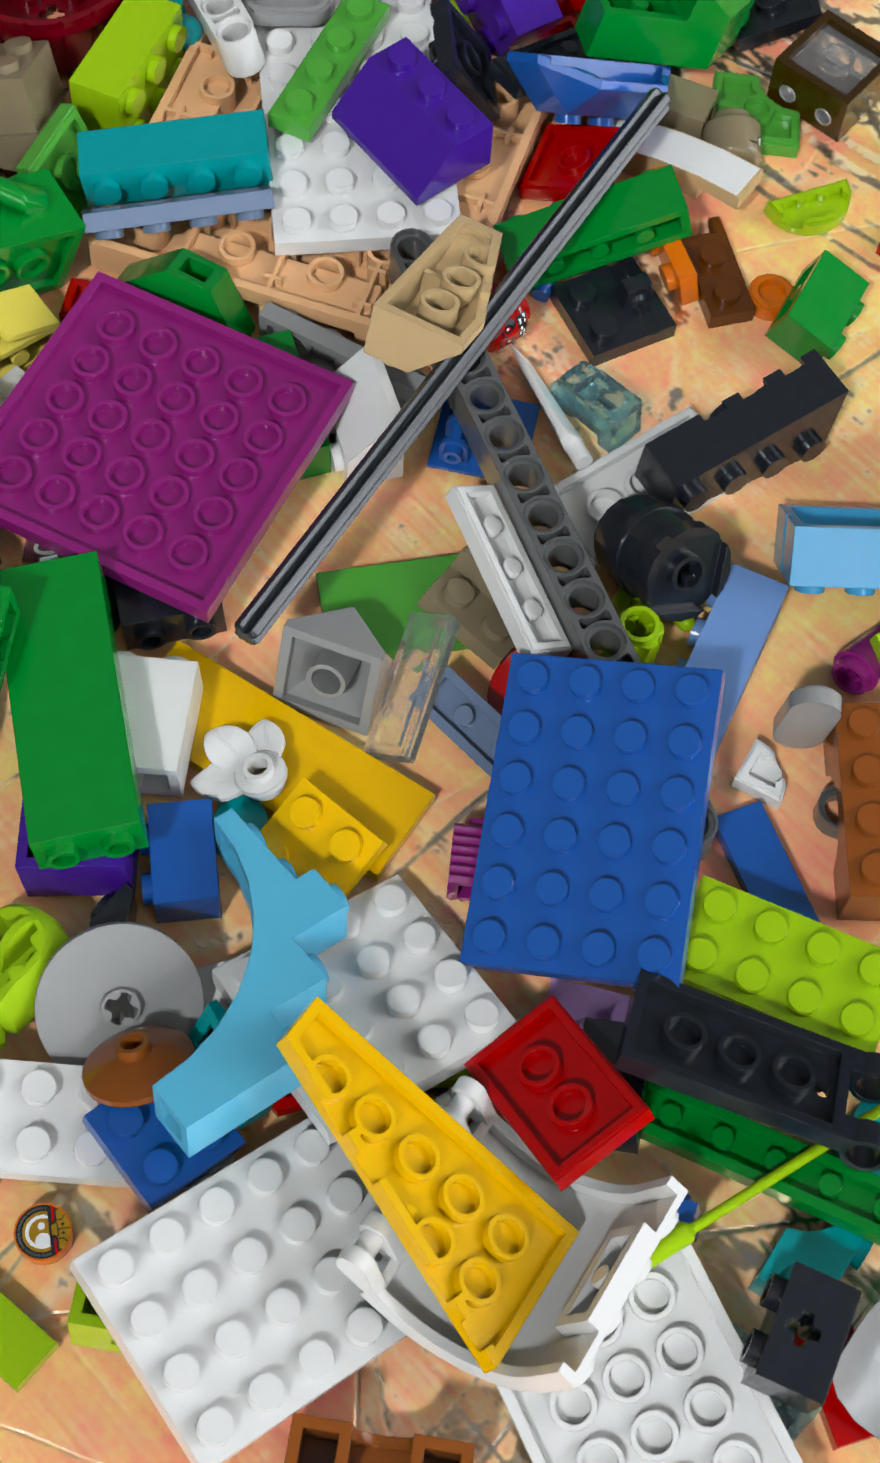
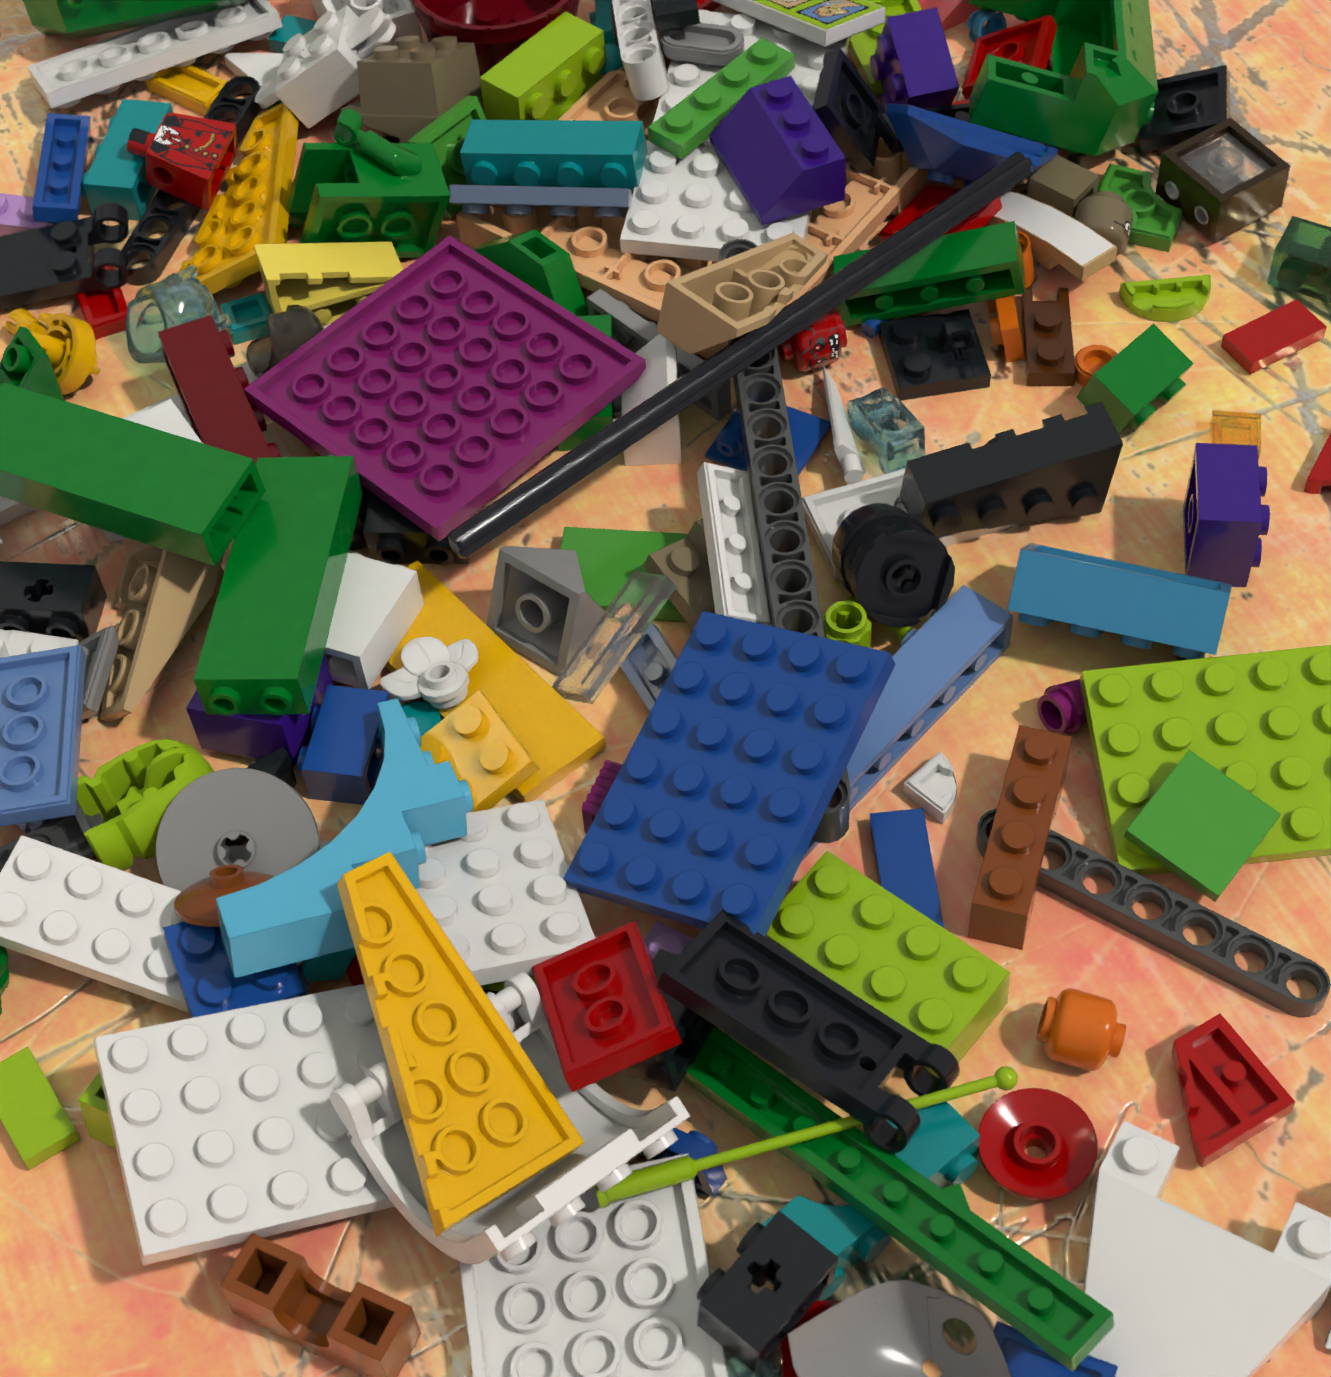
camera: 25 degrees right, 10 degrees down
(43, 1234) = (94, 1024): tile -> none
(807, 716) = (988, 734): light grey tile -> none

